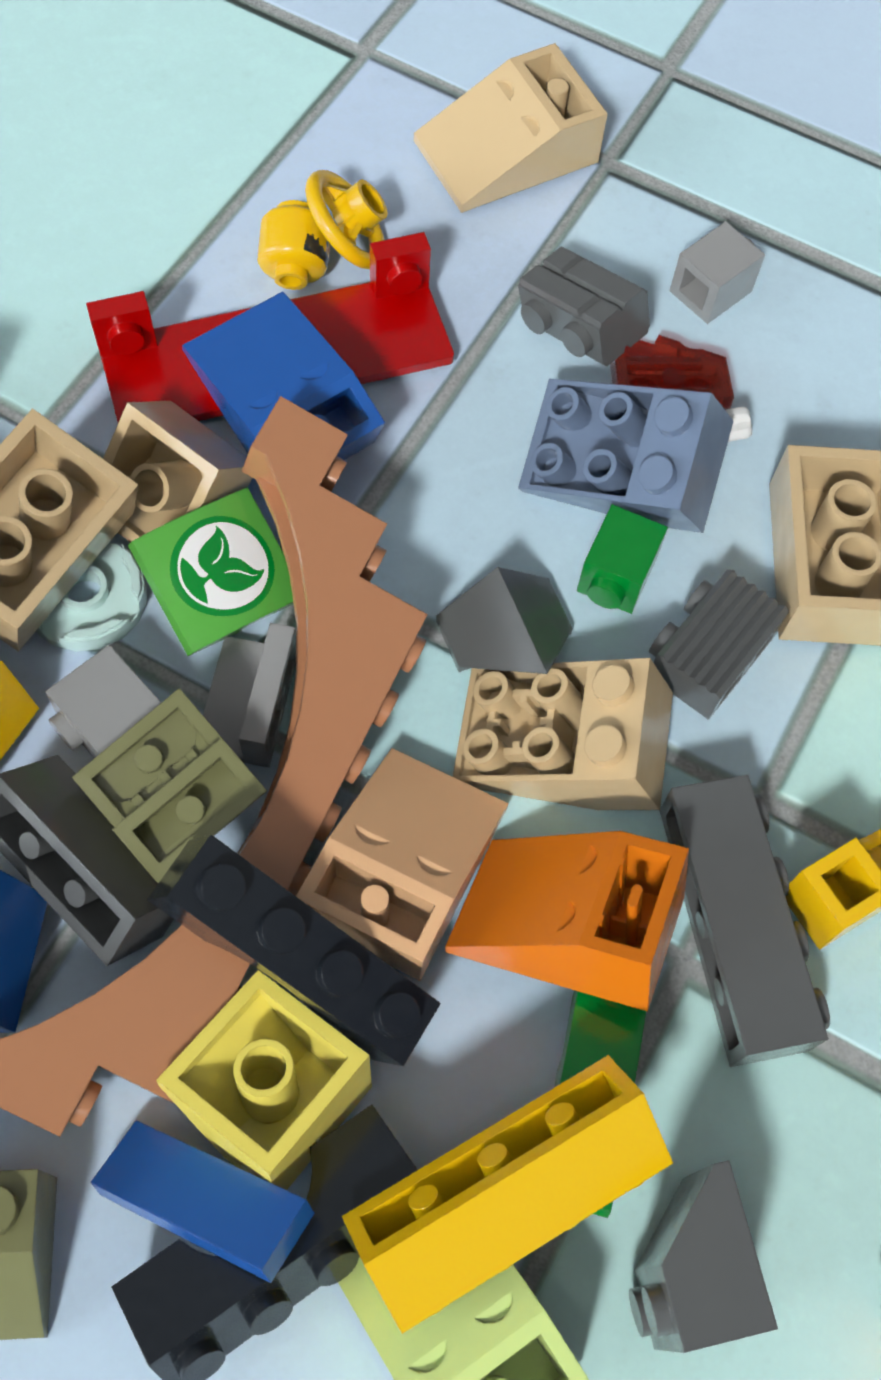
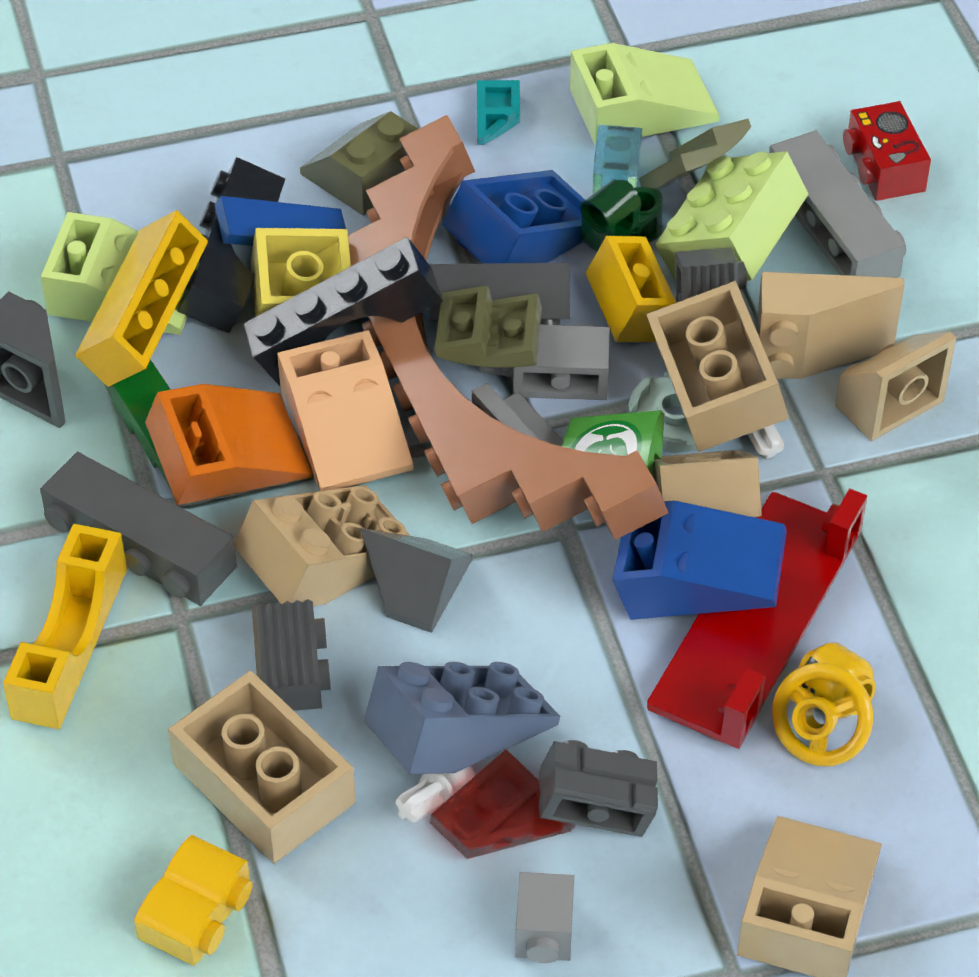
camera: 140 degrees right, 15 degrees down
(621, 559) = (391, 643): green brick -> none

